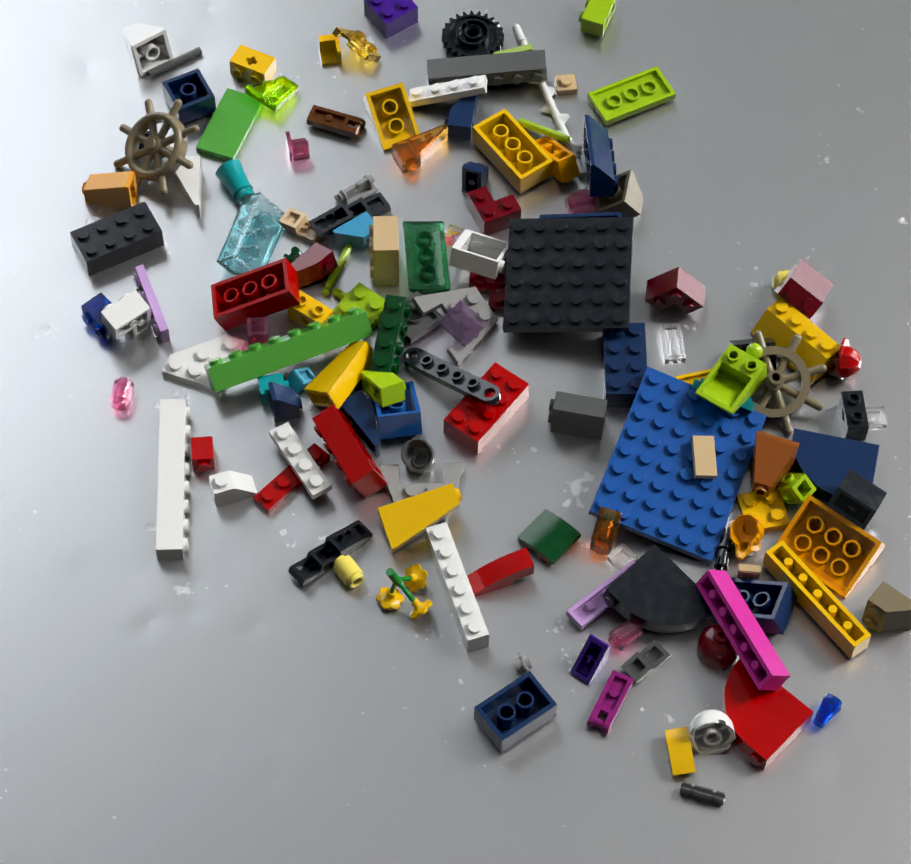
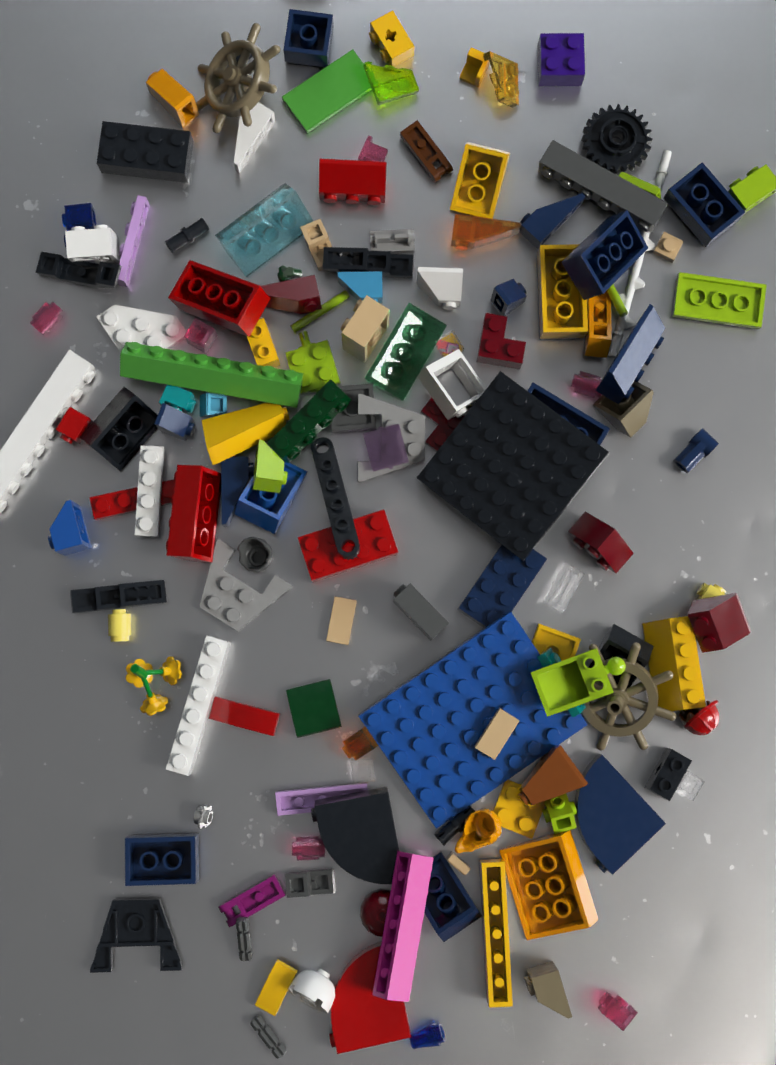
camera: 30 degrees right, 25 degrees up
(126, 348) = (79, 272): none -> black slope
(192, 276) = (187, 235): none -> black pin
(231, 487) = (77, 476): white slope -> none
(235, 180) = (290, 159): teal plant -> none
(242, 433) = (121, 428): none -> black slope
(261, 523) = (69, 530): none -> blue slope
(296, 166) = (352, 181): none -> red slope
(411, 516) = (209, 615): yellow slope -> none
(418, 195) = (441, 285): none -> white slope
(448, 90) = (549, 187): white plate -> none
(521, 465) = (341, 620): none -> tan tile
(526, 104) = (605, 255): none -> dark blue brick
(532, 777) = (136, 924): none -> black wing
(571, 40) = (704, 204): none -> dark blue brick
(591, 659) = (262, 852): dark purple slope -> none
(626, 730) = (244, 939): none -> dark grey axle
(694, 195) = (699, 447): none -> dark blue piece
(856, 499) = (598, 870): black slope -> none

